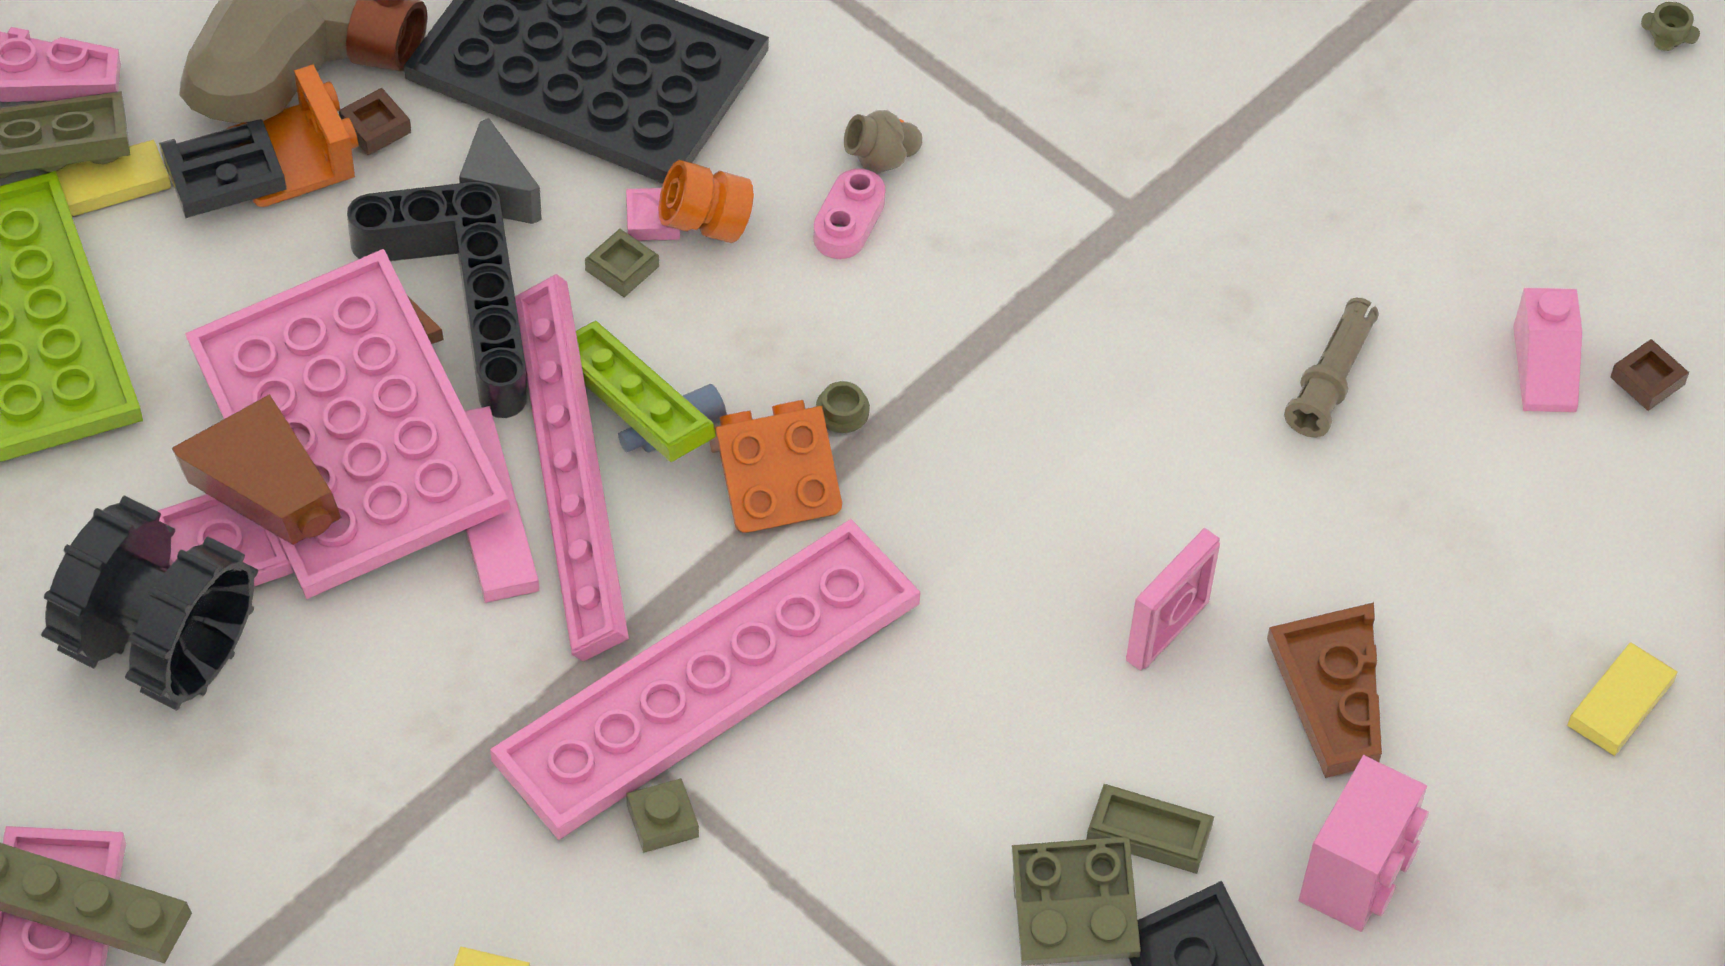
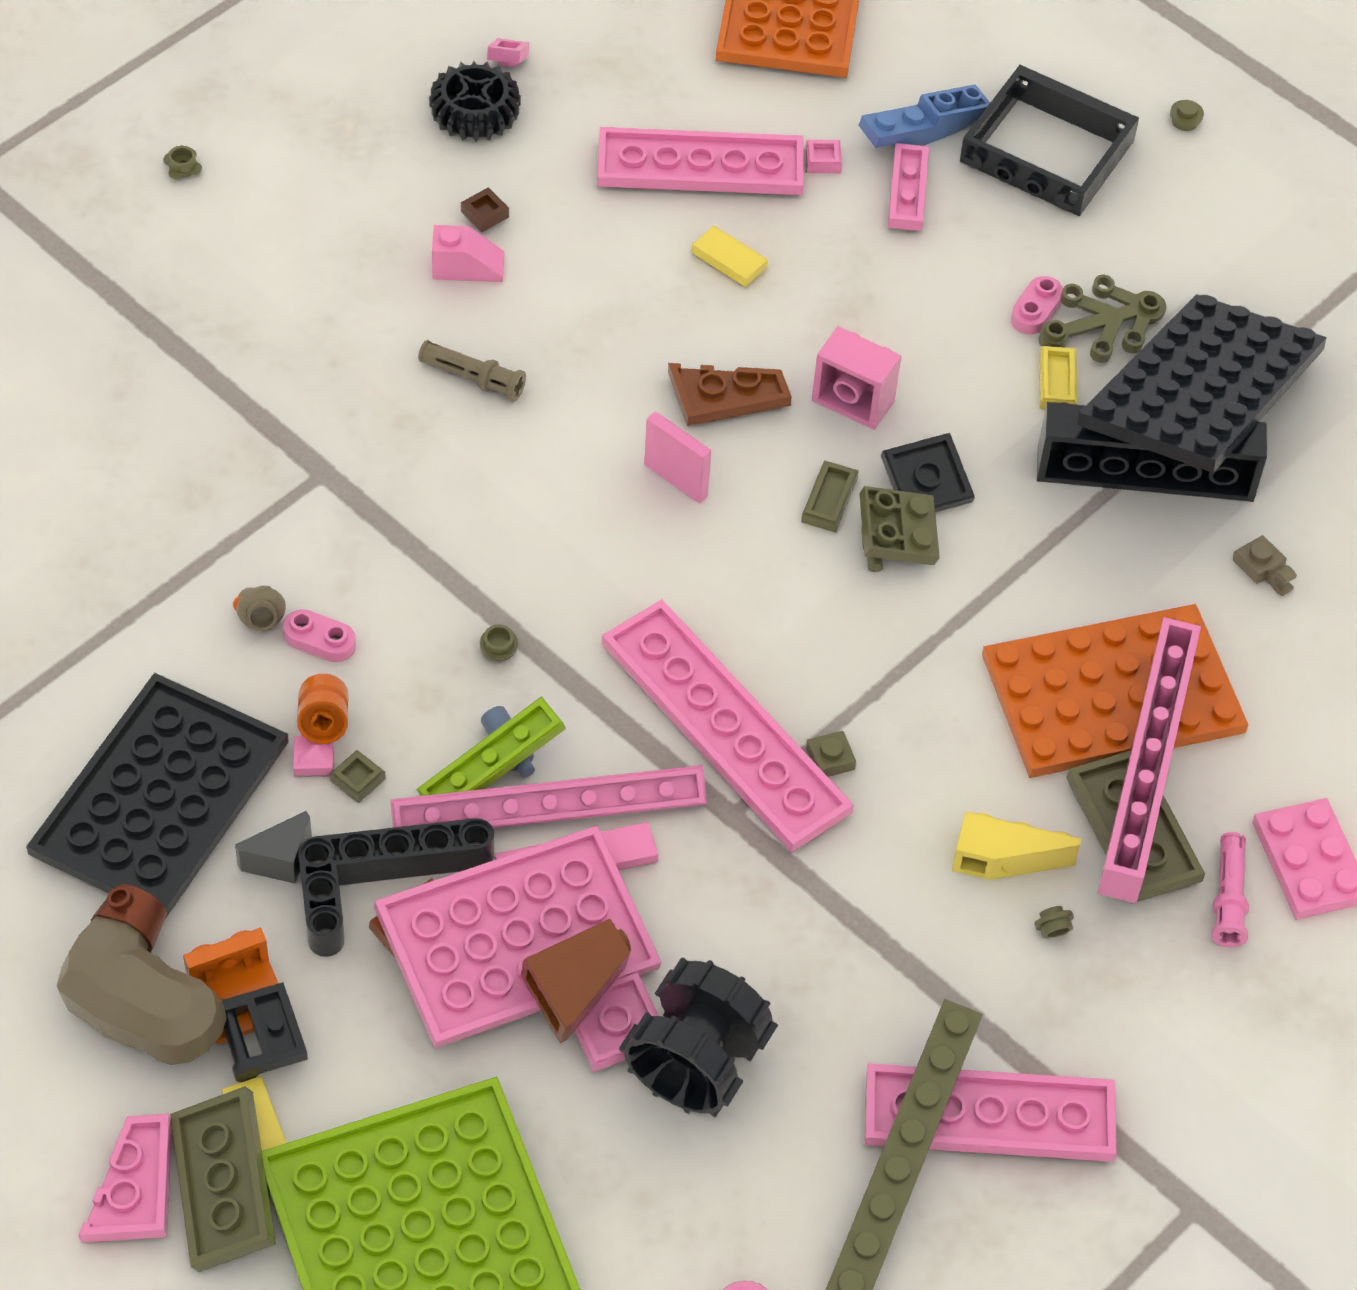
camera: 90 degrees left, 0 degrees up
(376, 121) = (211, 928): reddish brown plate -> none
(777, 466) = (551, 671): orange bracket -> none

